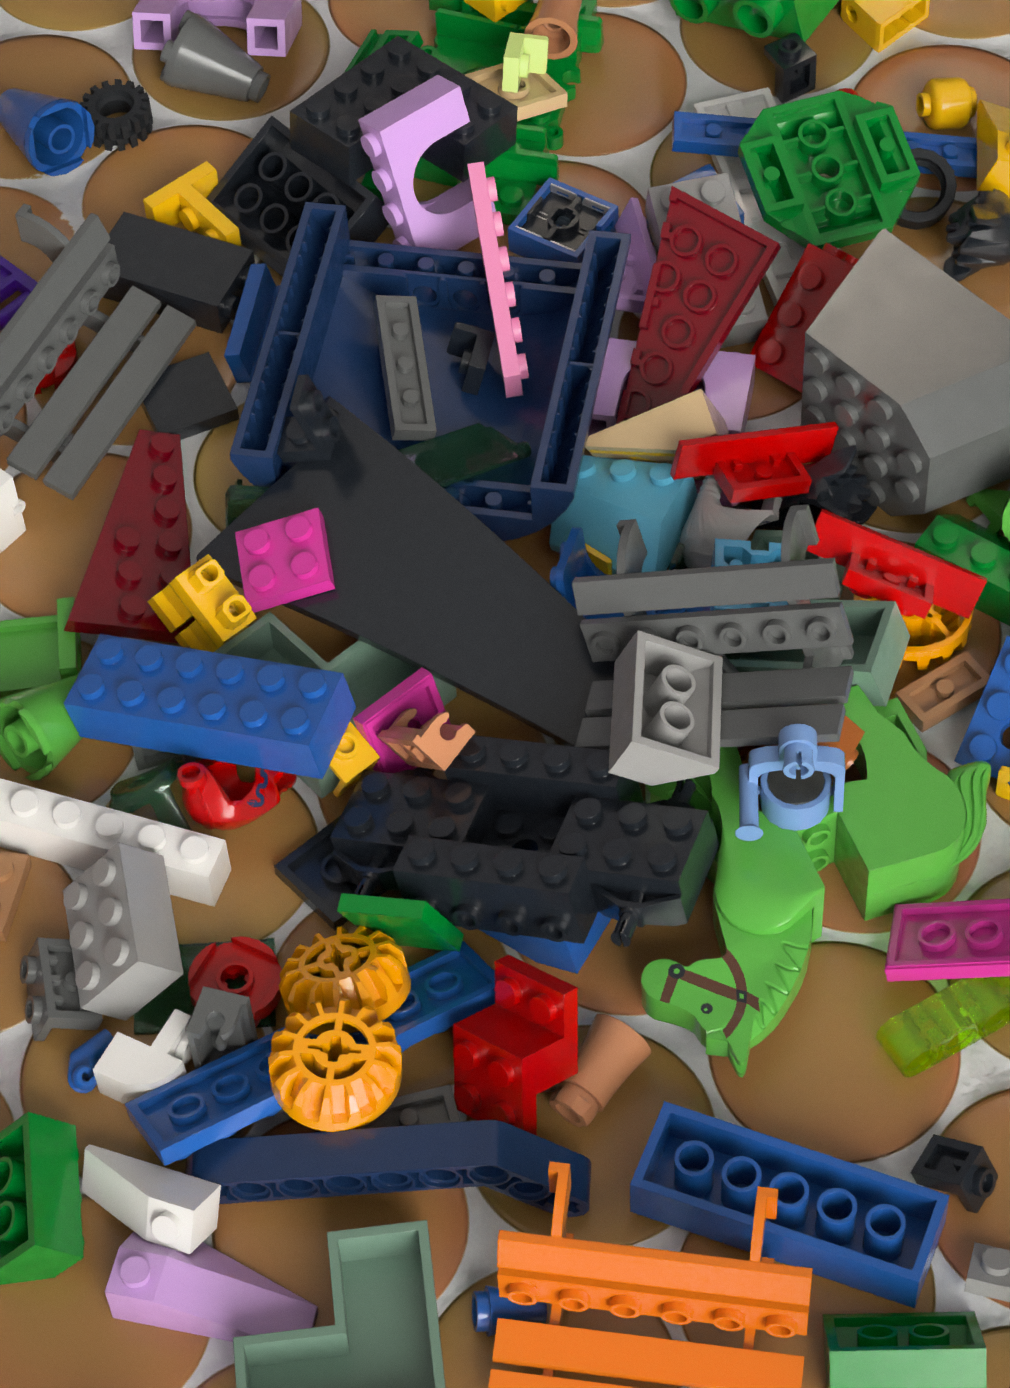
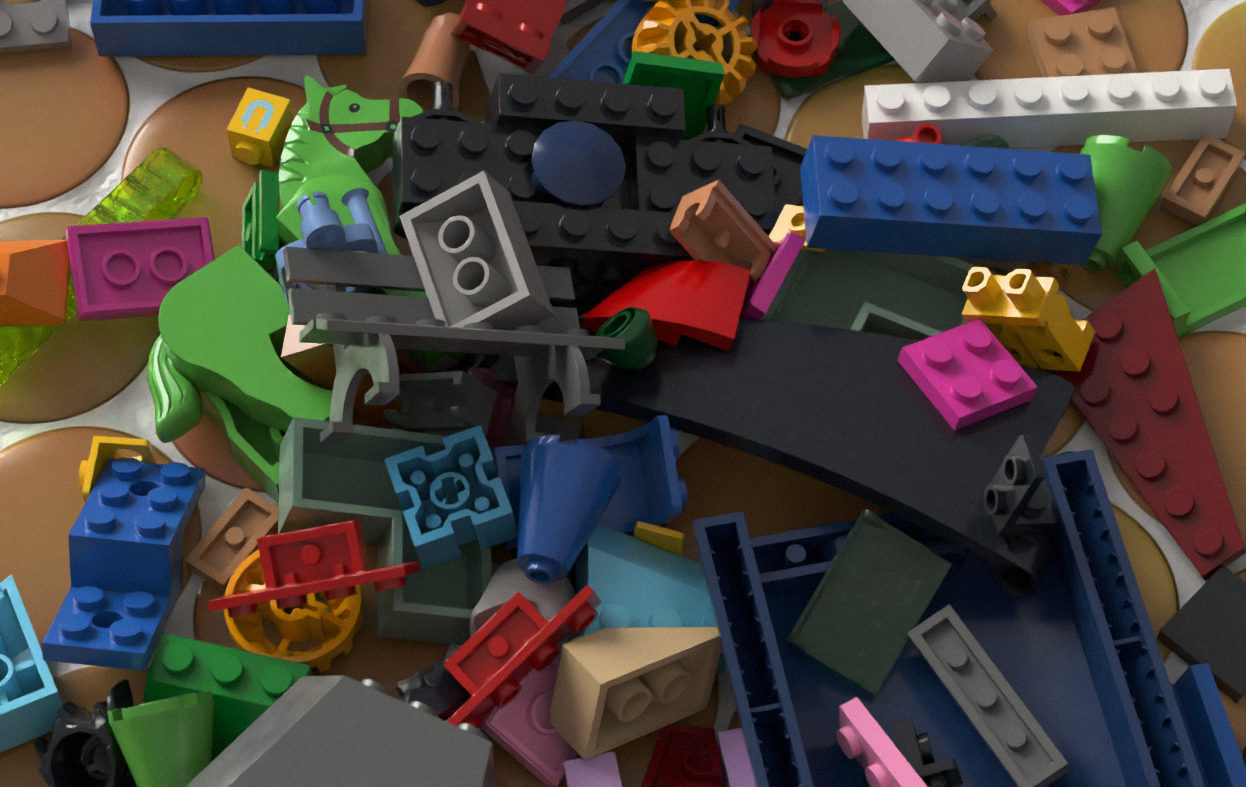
camera: 155 degrees right, 5 degrees up
(496, 692) = (682, 298): none -> red slope
(529, 809) = (577, 163): none -> dark blue dish
(559, 651) = (640, 339): none -> dark green cone
(681, 534) = (561, 503): none -> blue cone
(802, 1064) = (260, 128): none -> yellow brick
(837, 947) = (259, 220): none -> green plate
(956, 1169) = (99, 86): black bracket -> none

